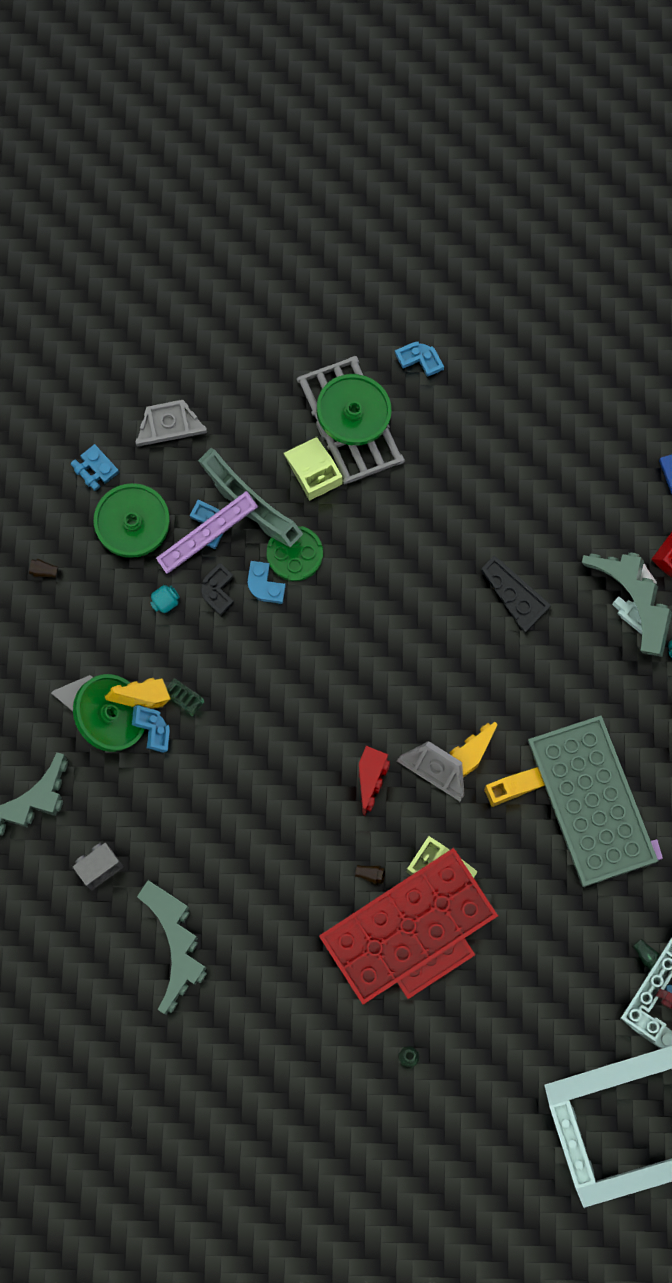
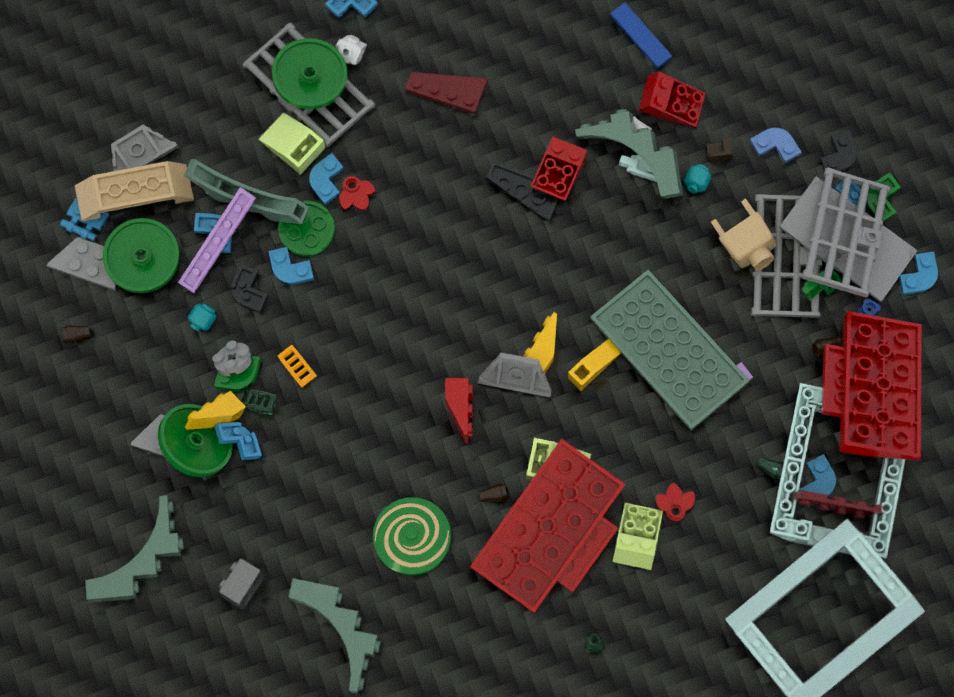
camera: 20 degrees left, 0 degrees up
(78, 505) = (83, 261): none -> light grey wing
(148, 455) = (132, 188): none -> tan slope
(168, 646) = (224, 358): none -> light grey plate
(179, 670) = (240, 381): none -> green plate
(228, 663) = (286, 353): none -> light orange slope
(276, 883) = (412, 536): none -> green dish
(327, 509) = (321, 176): none -> dark azure plate
(353, 540) = (357, 196): none -> red plate
(402, 401) = (351, 49): none -> white brick
(480, 474) = (448, 89): none -> dark red wing
(491, 969) = (638, 536): none -> yellowish green slope
(542, 948) = (675, 500): none -> red plate
(553, 587) = (559, 168): none -> red slope

